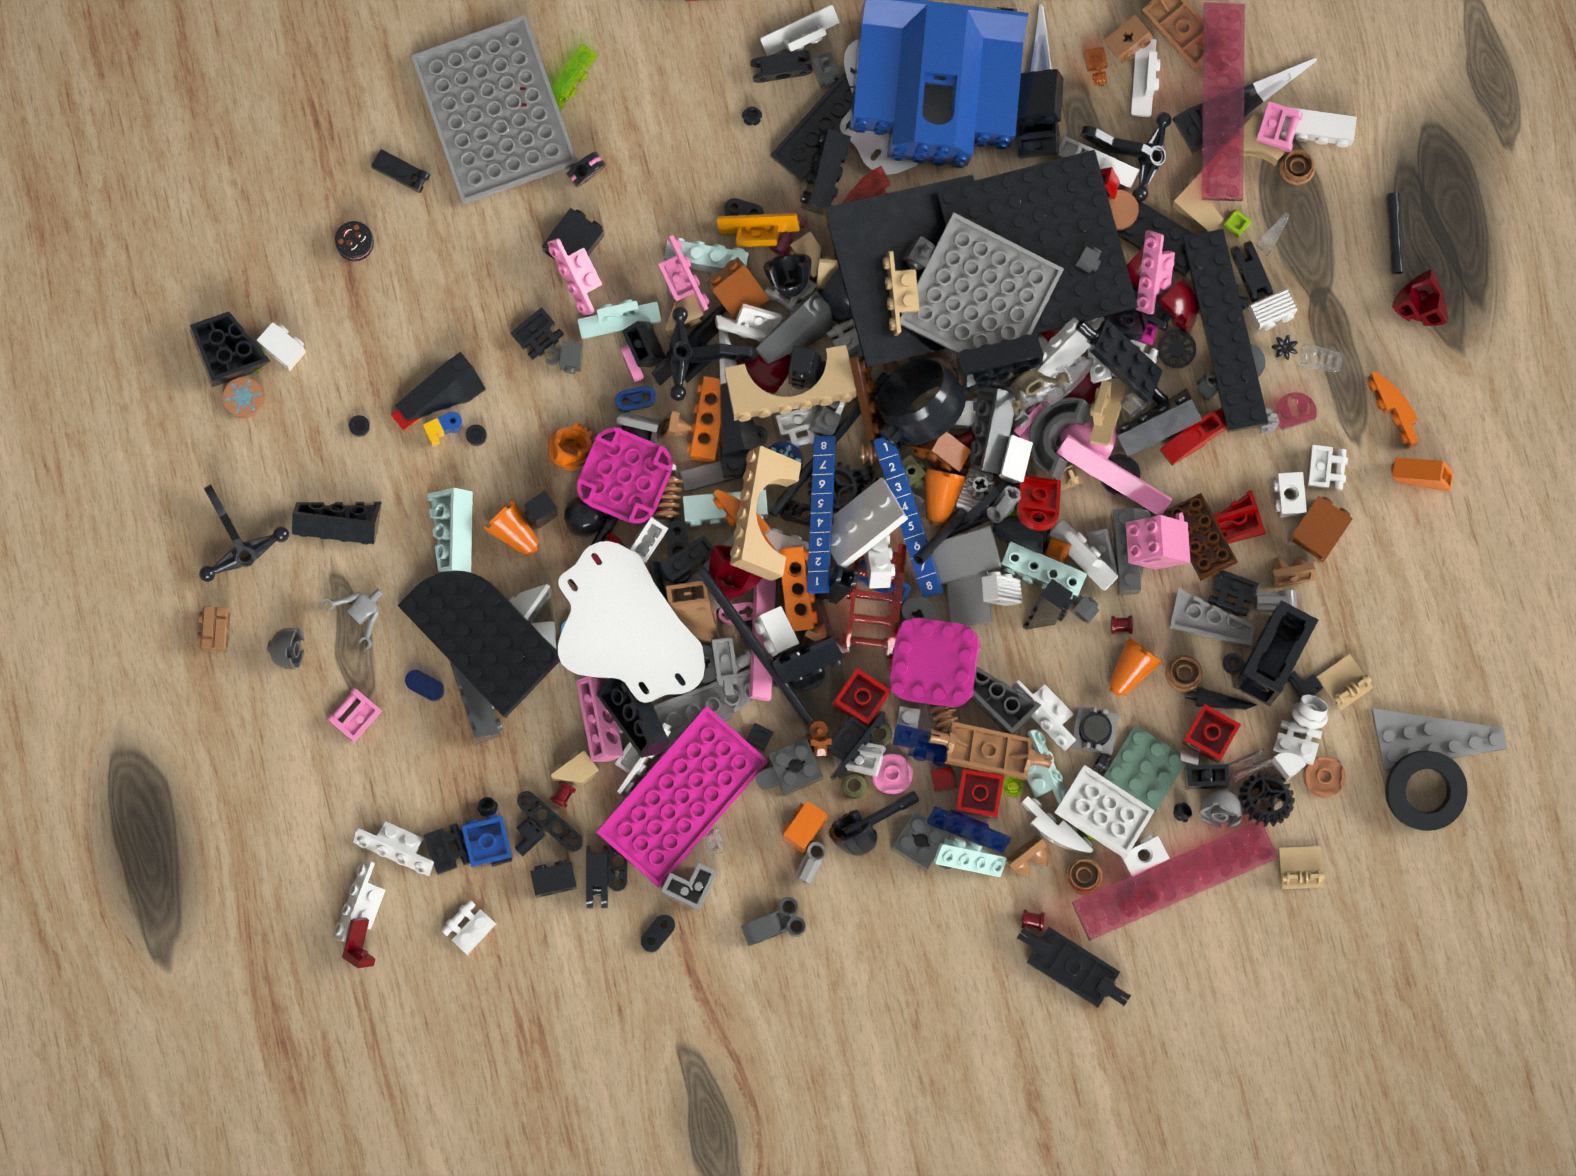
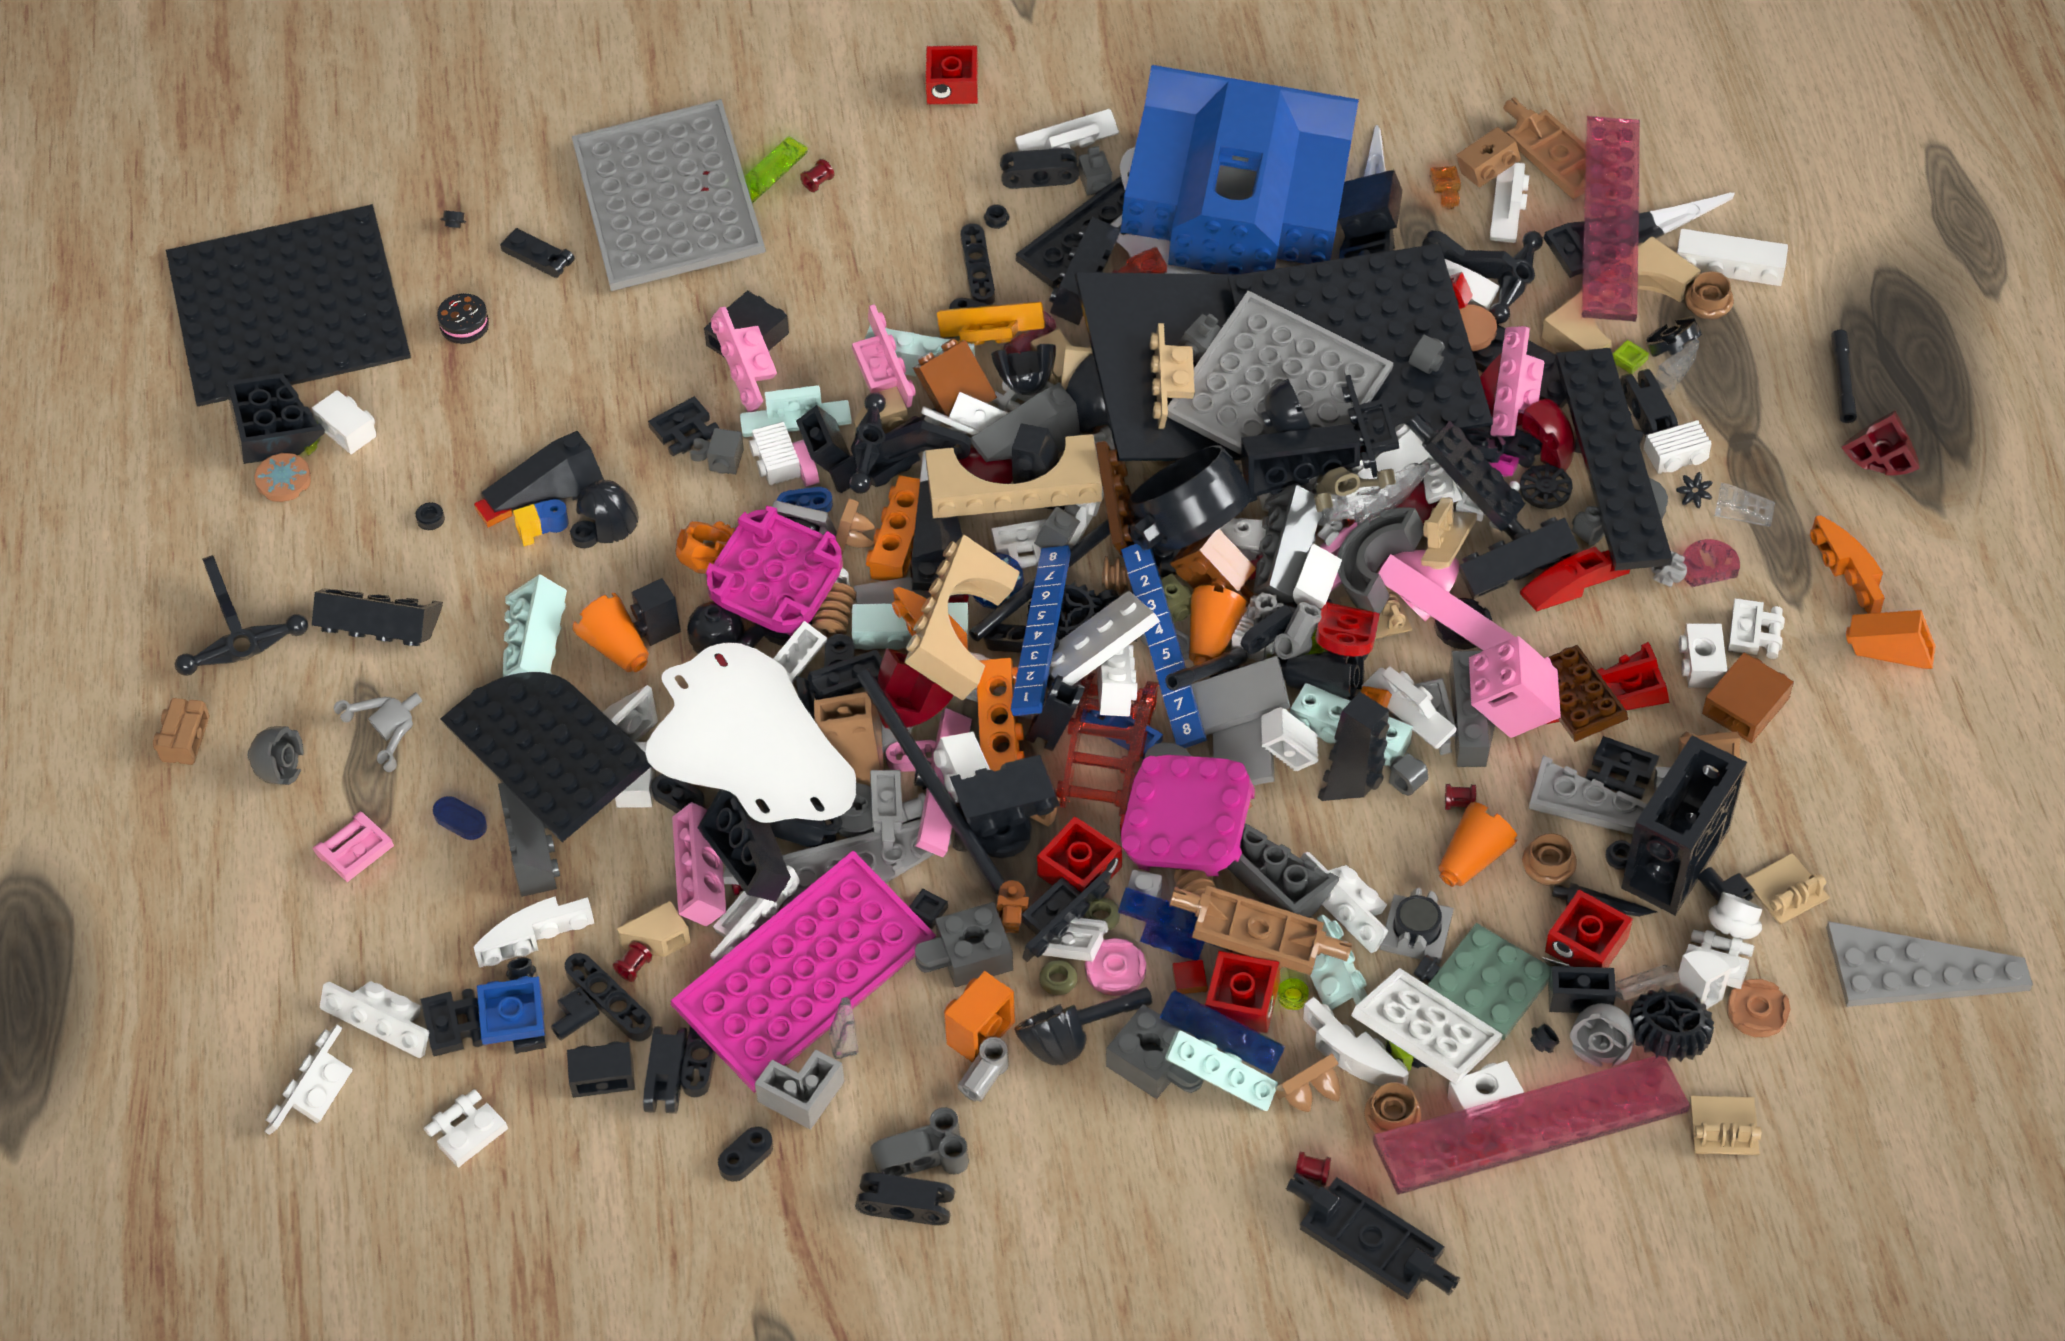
camera: 10 degrees right, 25 degrees down
(214, 231) = (287, 301): none -> black baseplate
(330, 142) = (453, 218): none -> black plate
(353, 948) = (294, 1127): dark red bracket -> none
(482, 778) = (519, 932): none -> white slope
(491, 414) = (610, 508): none -> black hair
(586, 169) = (774, 254): black head -> none
(608, 83) = (817, 175): none -> dark red bush
(609, 356) = (775, 453): none -> white brick
(739, 164) = (977, 265): none -> black beam
(767, 961) = (904, 1198): none -> black piece
(987, 324) = (1284, 409): none -> black cylinder
(1052, 331) = (1374, 426): none -> black bracket
(1135, 405) = (1485, 531): clear slope -> none
(1273, 123) = (1677, 241): bright pink plate -> none
(1278, 205) = (1673, 338): none -> black plate
(1455, 796) = (1935, 993): black tyre -> none

